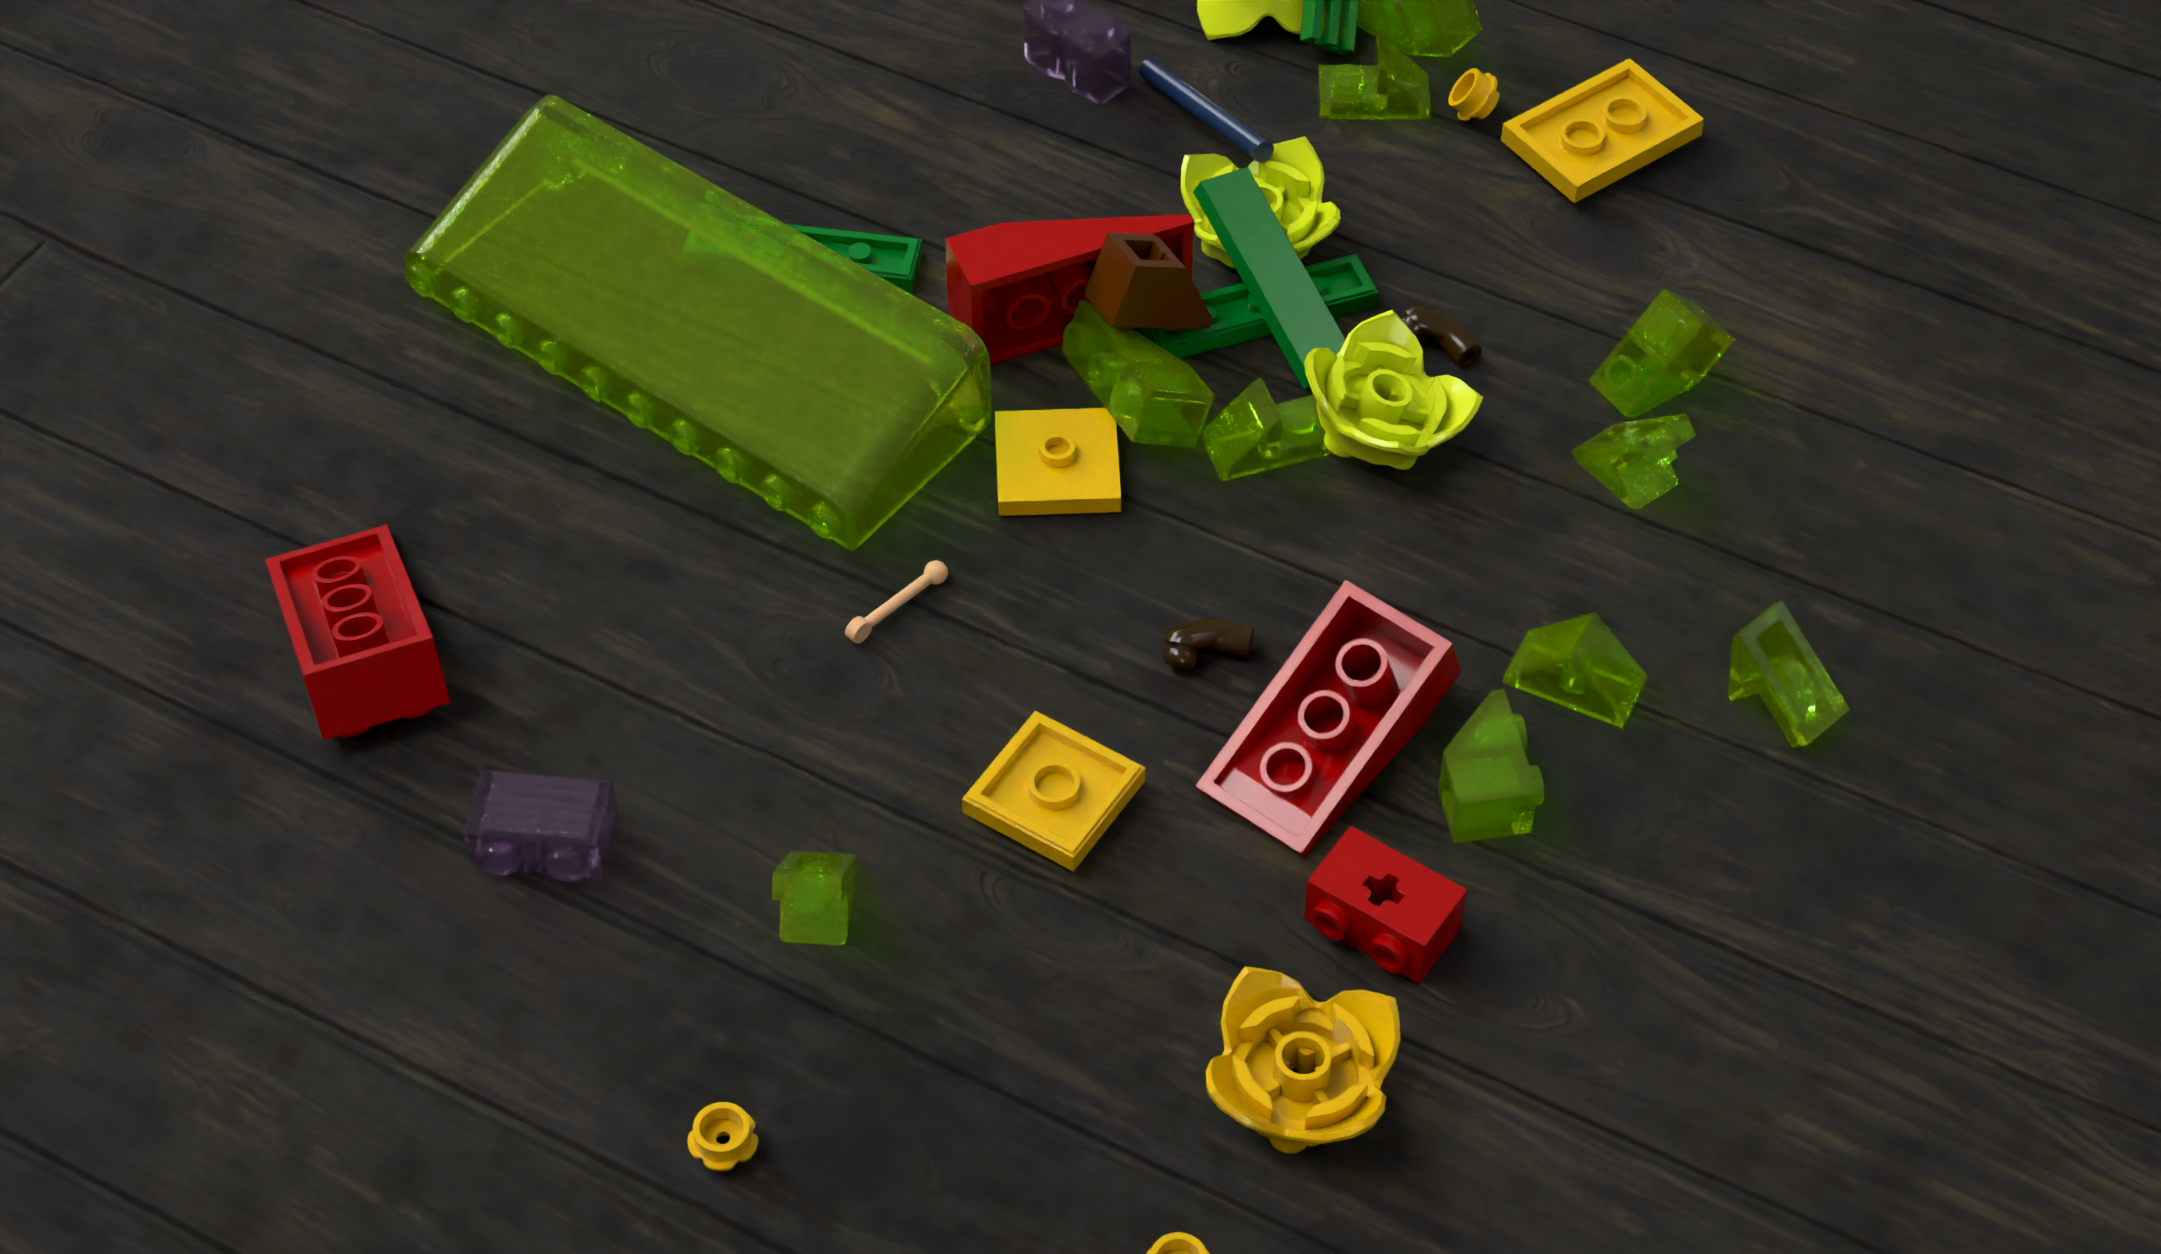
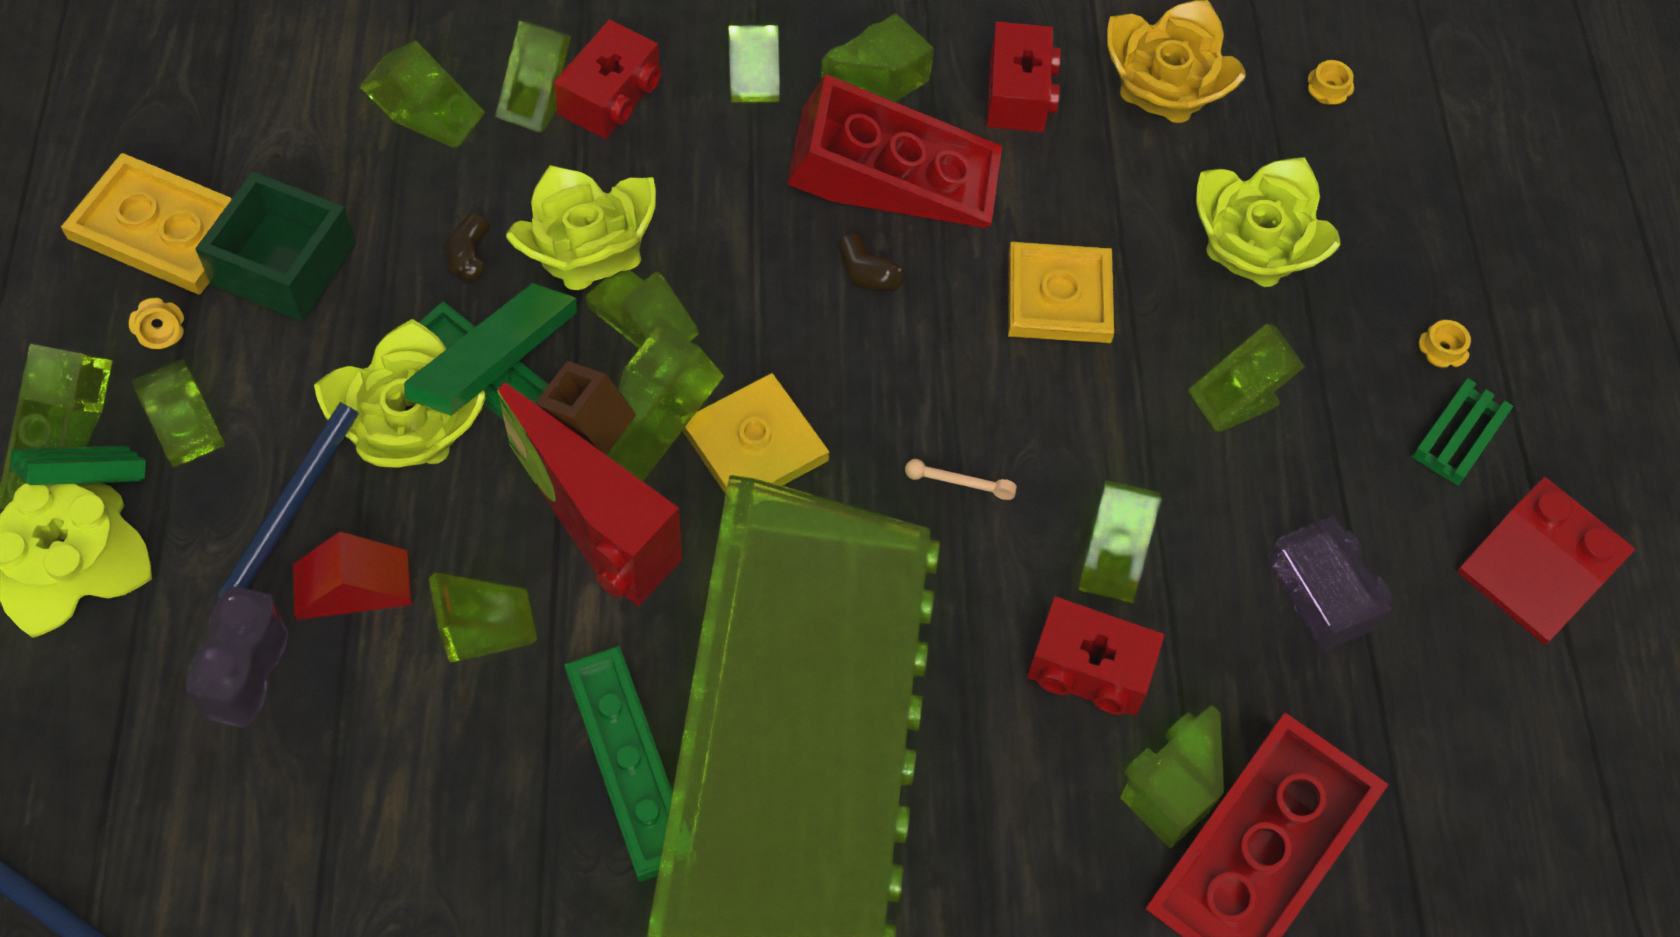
camera: 125 degrees left, 10 degrees up
(405, 1050) = (1545, 560): none -> red slope
(460, 589) = (1182, 780): none -> clear neon green slope
(594, 1040) = (1482, 404): none -> green tile
(626, 591) = (1124, 653): none -> red brick
(726, 675) = (1119, 541): none -> clear neon green slope
(982, 978) = (1265, 223): none -> neon yellow brick
(1007, 179) = (480, 616): none -> clear neon green slope
(1106, 145) = (350, 577): none -> red slope
(1505, 178) = (276, 246): none -> dark green piece
(1602, 515) = (607, 79): none -> red brick

